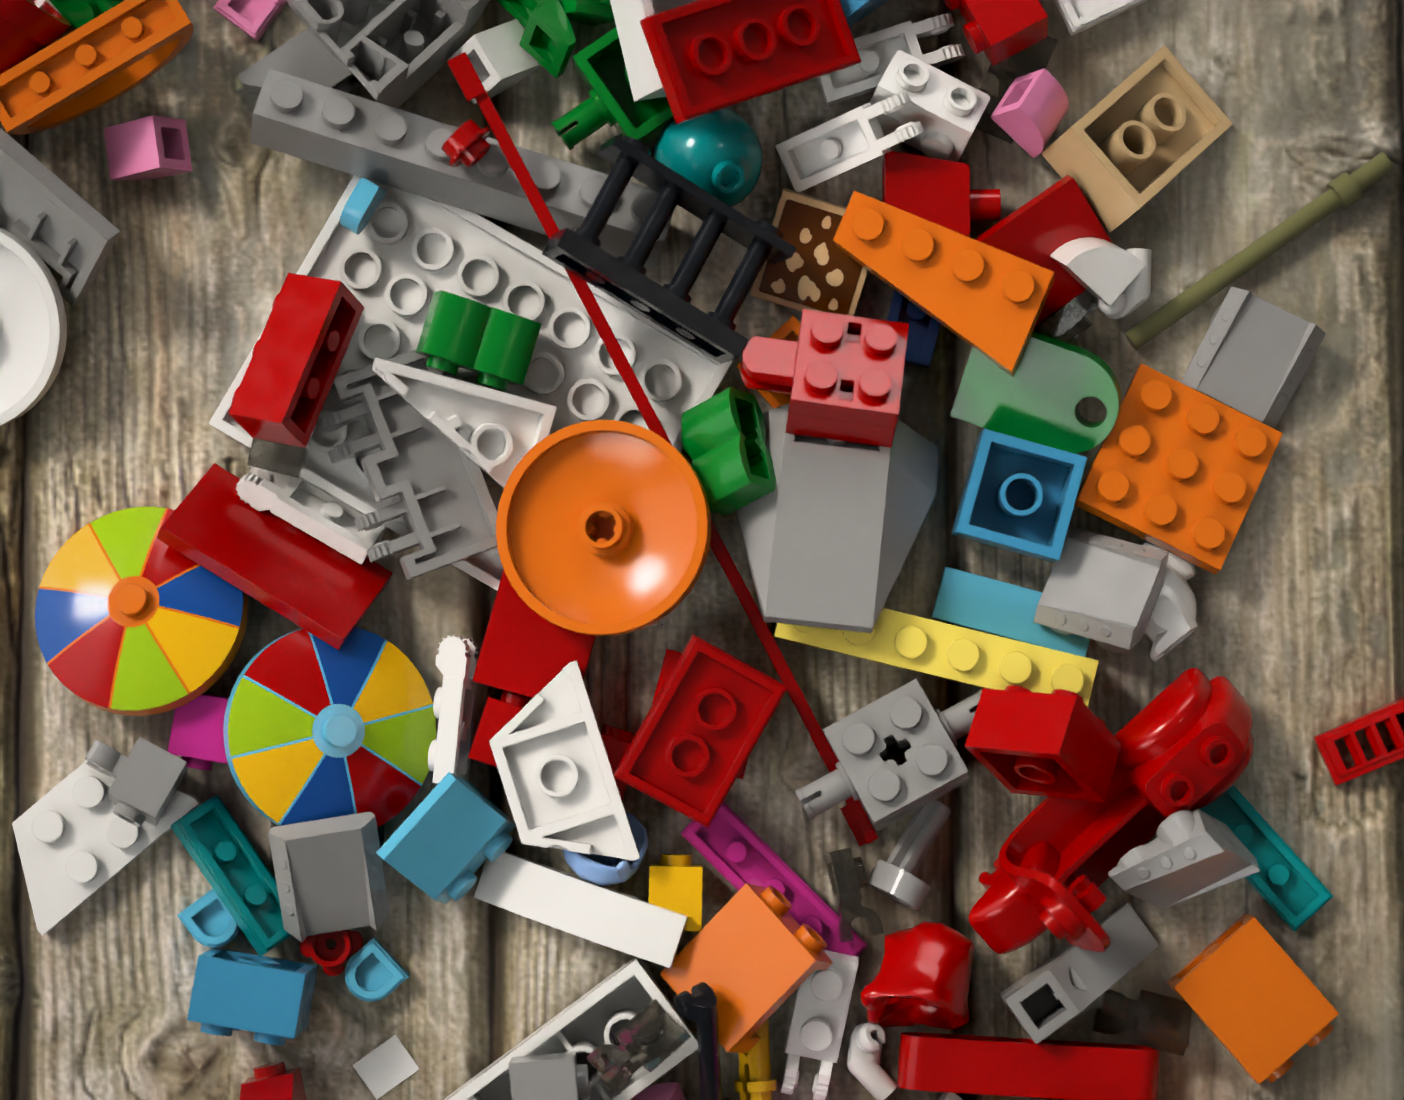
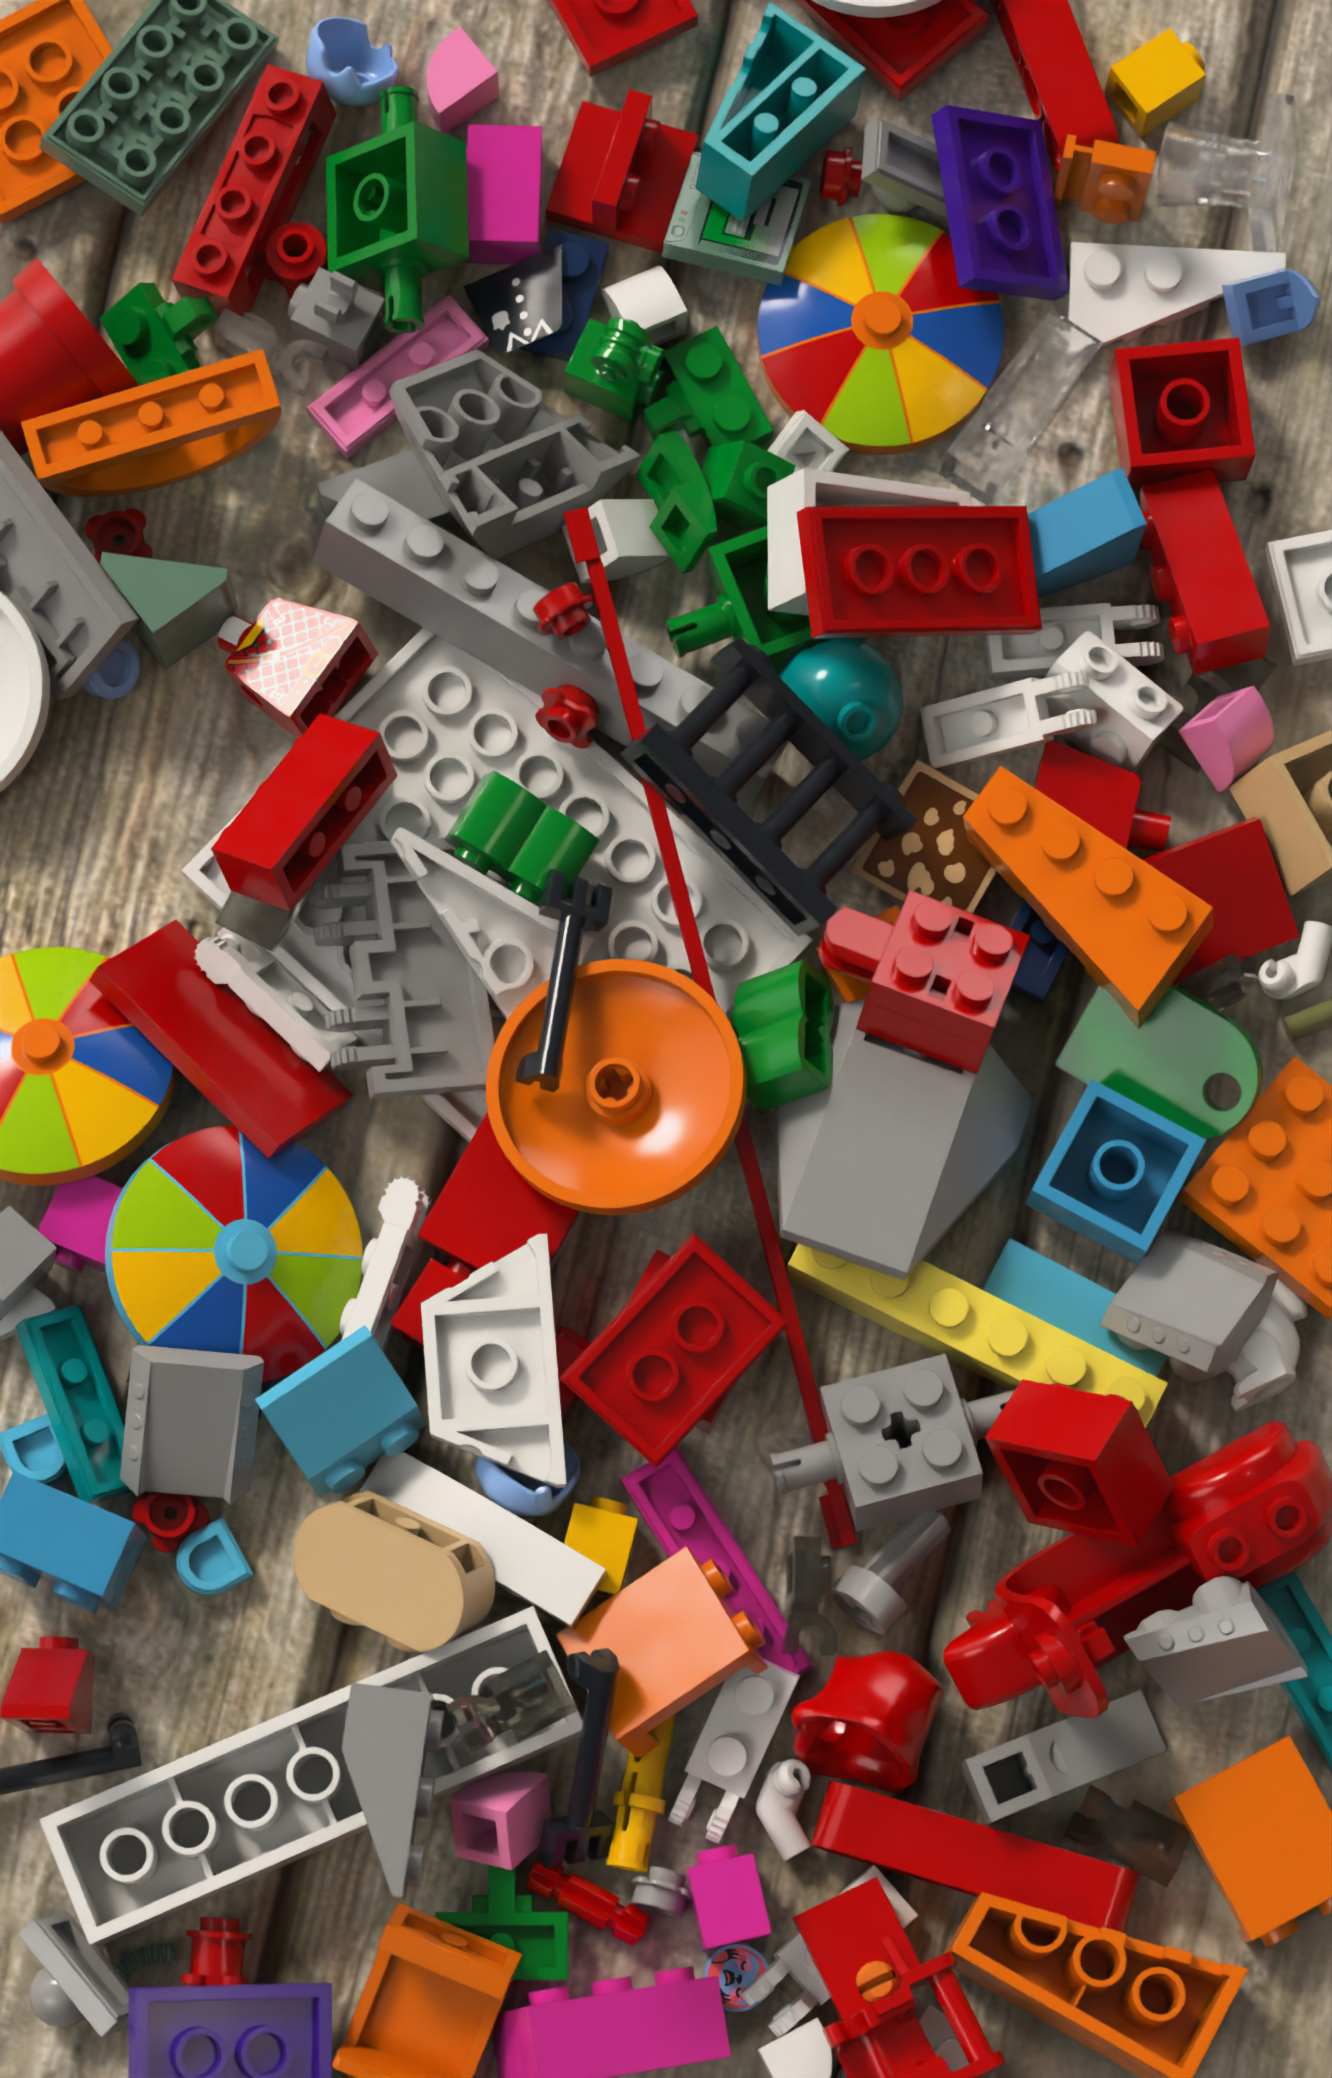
camera: 10 degrees right, 10 degrees down
(73, 151) = (114, 524): none -> red plate
(115, 271) = (117, 672): none -> light blue tile
(143, 205) = (174, 601): none -> sand green slope
(147, 148) = (193, 537): bright pink brick -> none
(258, 228) = (296, 661): none -> red torso
(361, 205) = (424, 660): medium azure tile -> none
(386, 1067) = (198, 1679): white sticker -> none
(491, 223) = (568, 715): none -> red plate
(519, 955) = (393, 1571): none -> tan brick
(536, 394) = (573, 916): none -> black hinge
(1098, 266) = (1267, 928): white brick -> none

